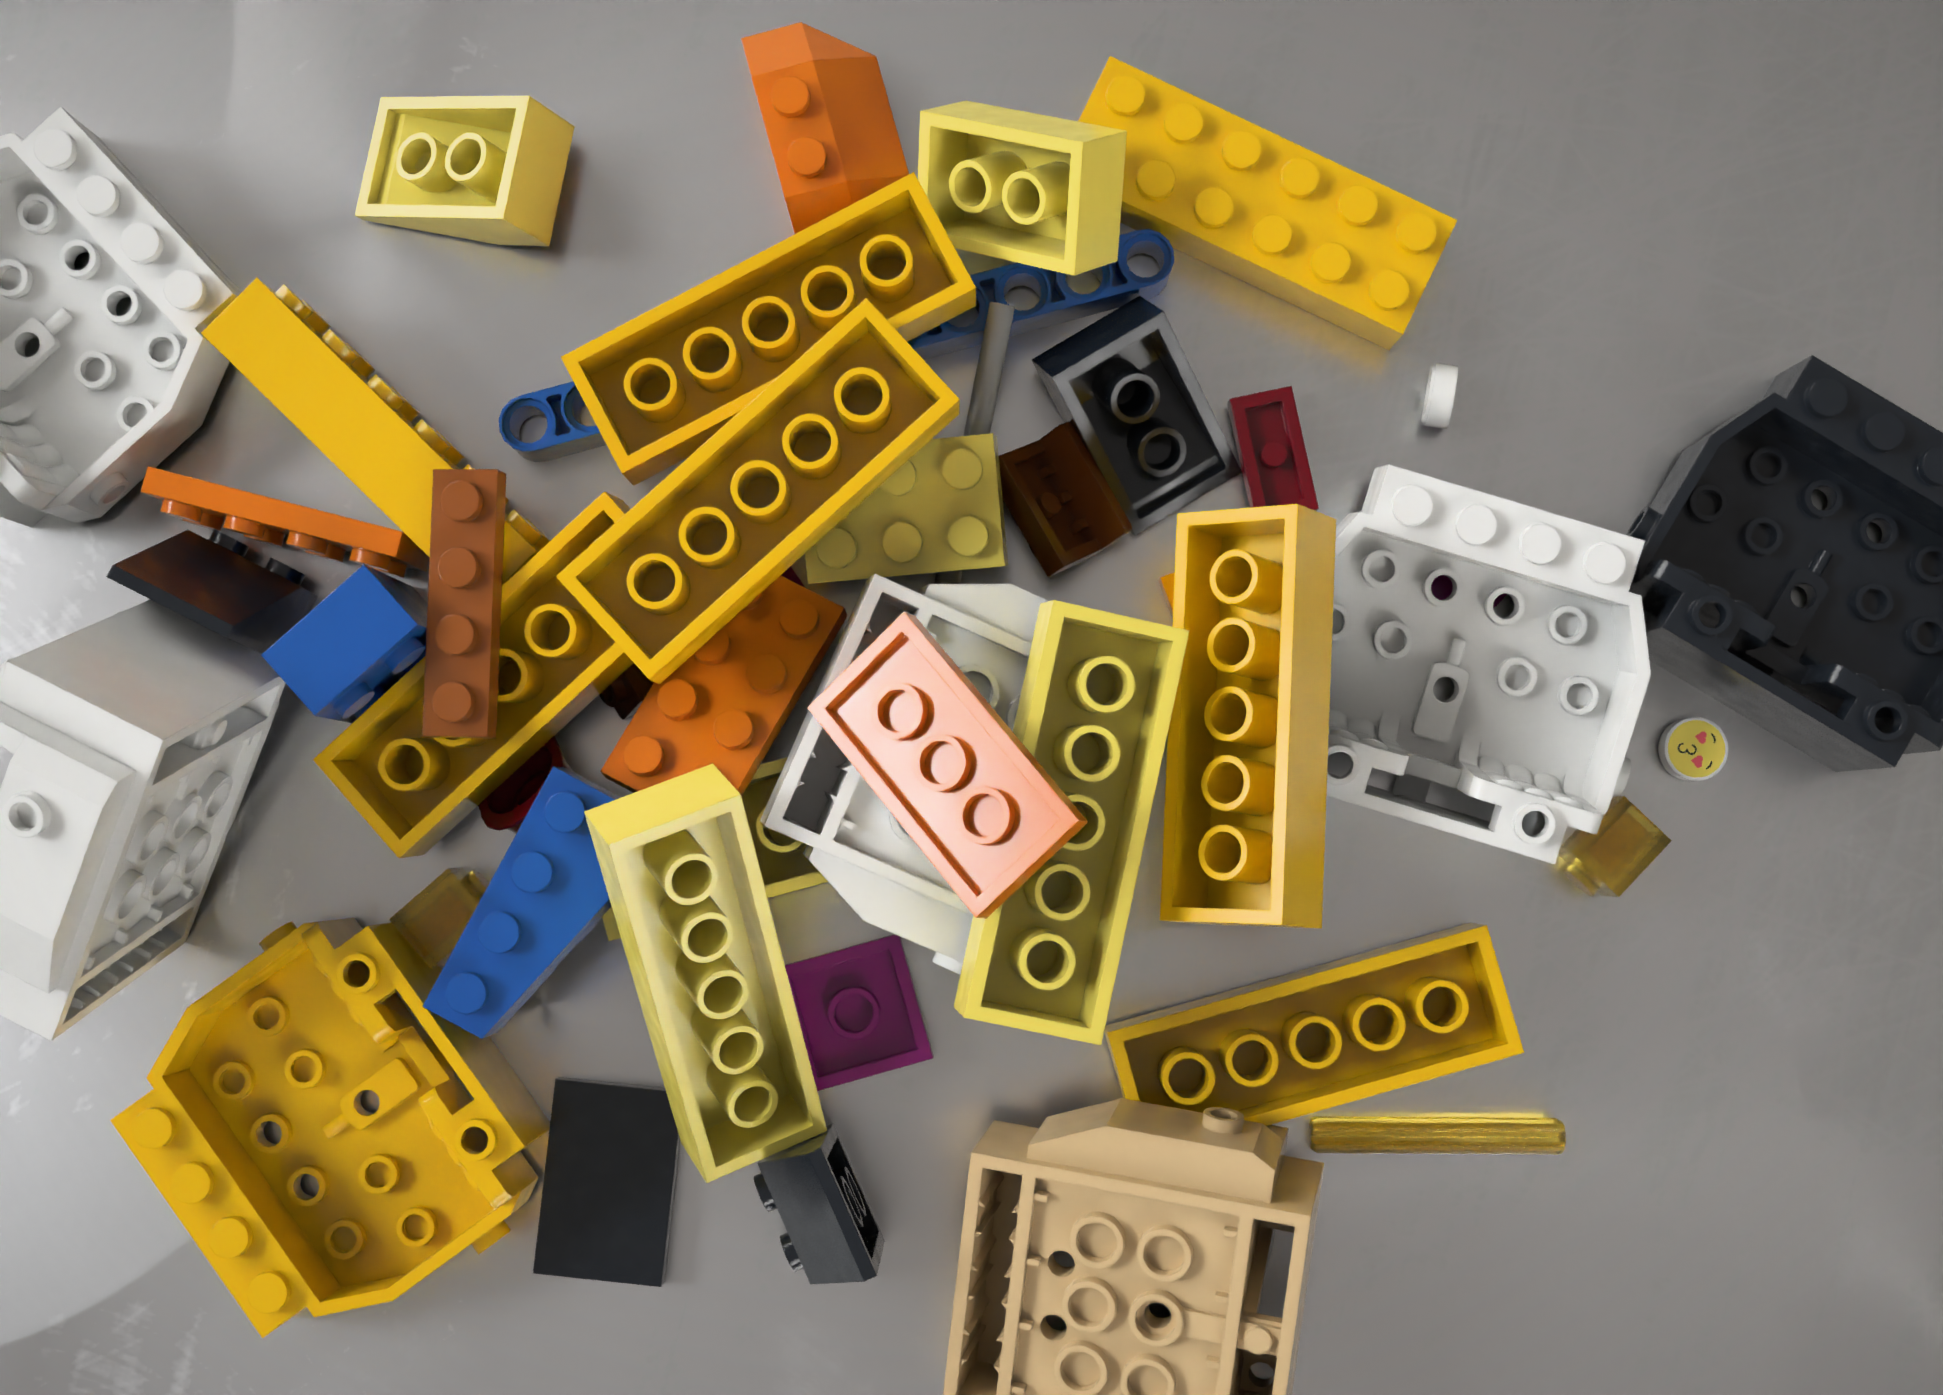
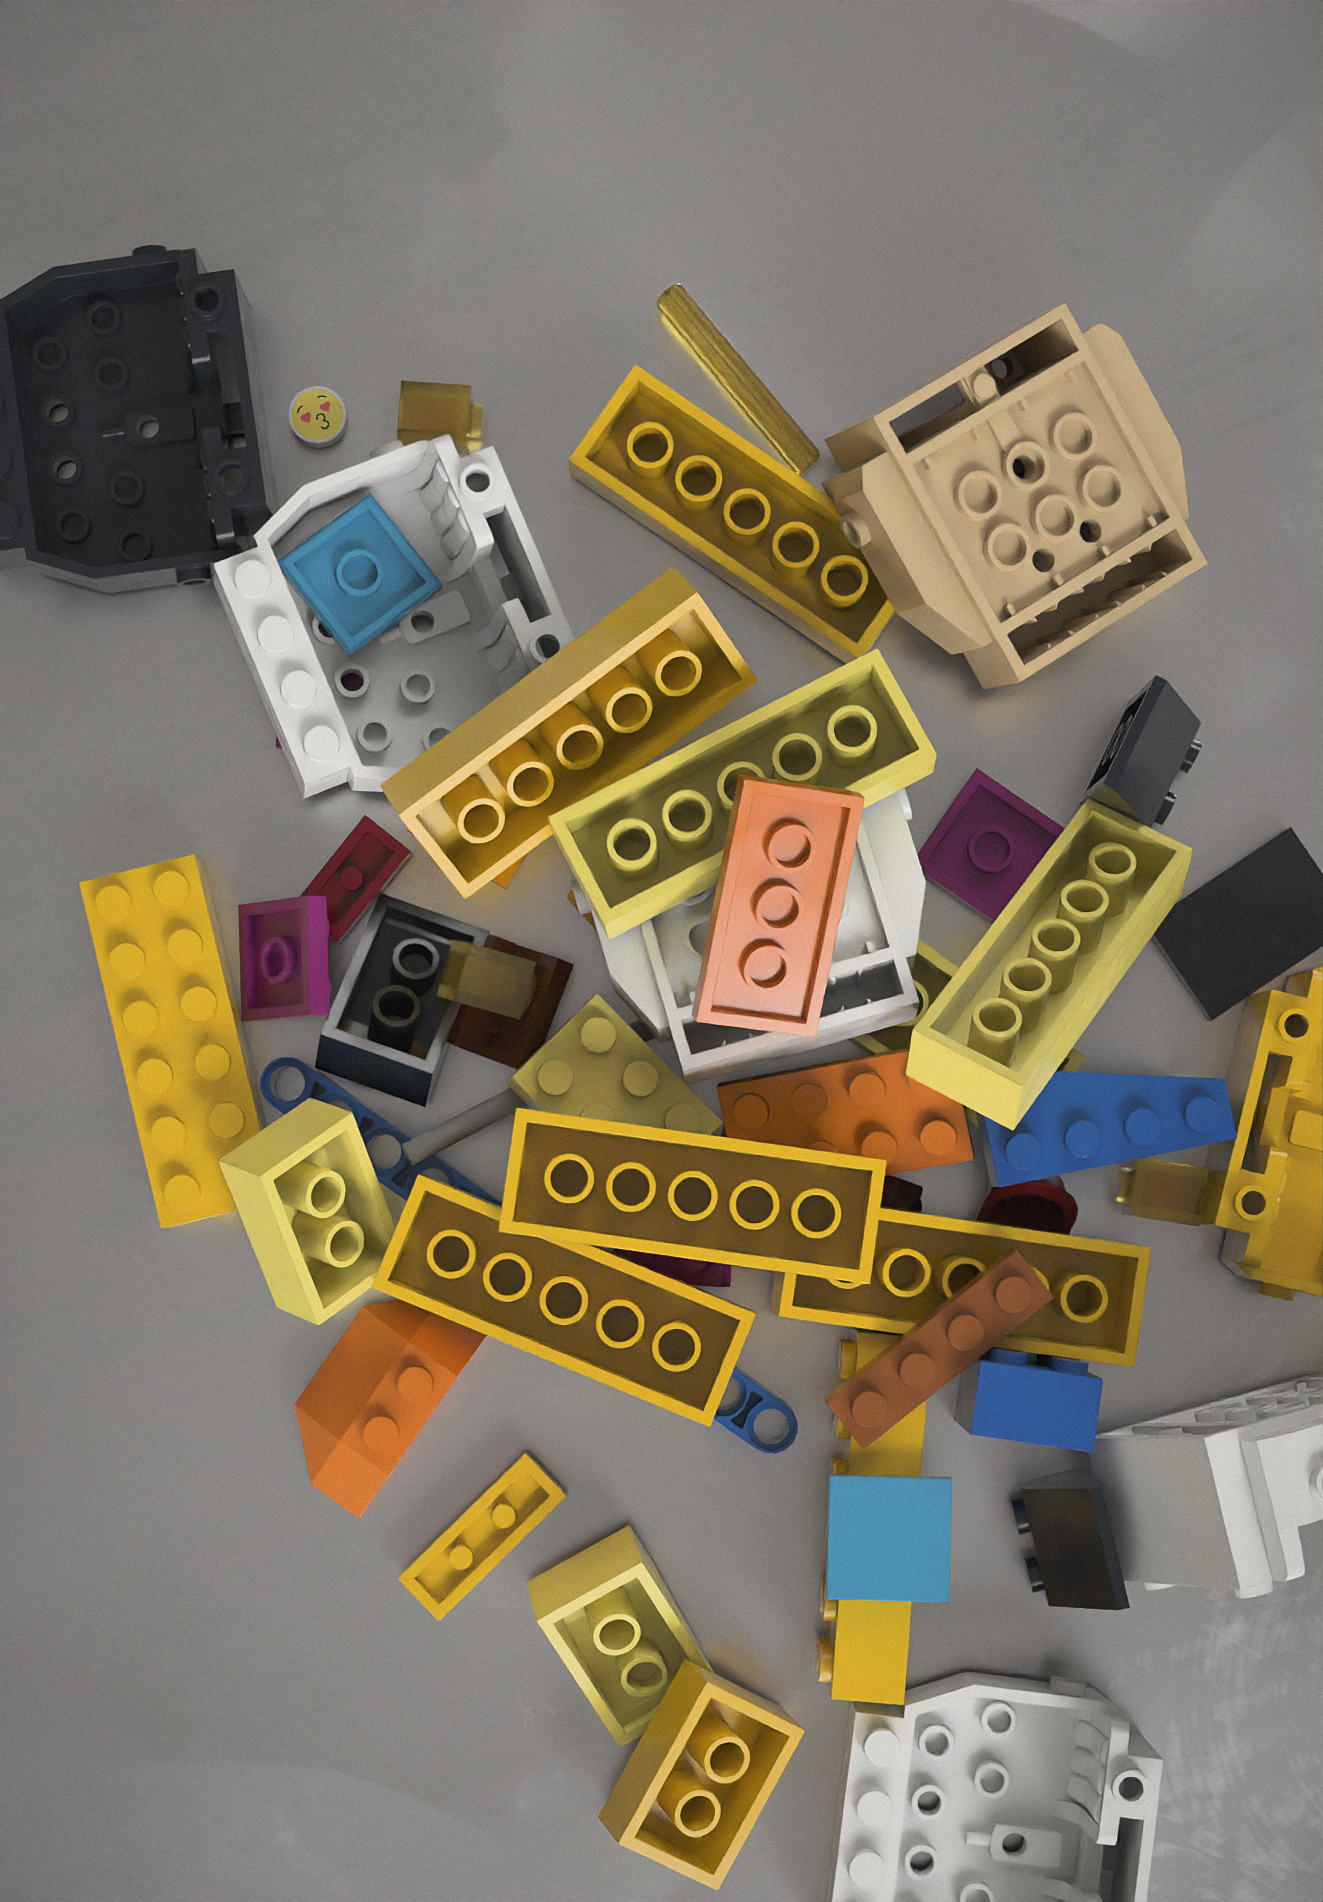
camera: 135 degrees left, 0 degrees up
(273, 519) = (994, 1555): orange plate -> none
(296, 132) = (700, 1775): none -> yellow brick
(344, 431) = (888, 1538): none -> dark azure tile
(641, 122) = (482, 1536): none -> yellow plate
(1093, 490) = (488, 979): none -> clear yellow brick
(1250, 340) = (284, 959): none -> magenta plate
(1439, 395) = (211, 795): white tile -> none
(1530, 666) = (359, 575): none -> dark azure tile

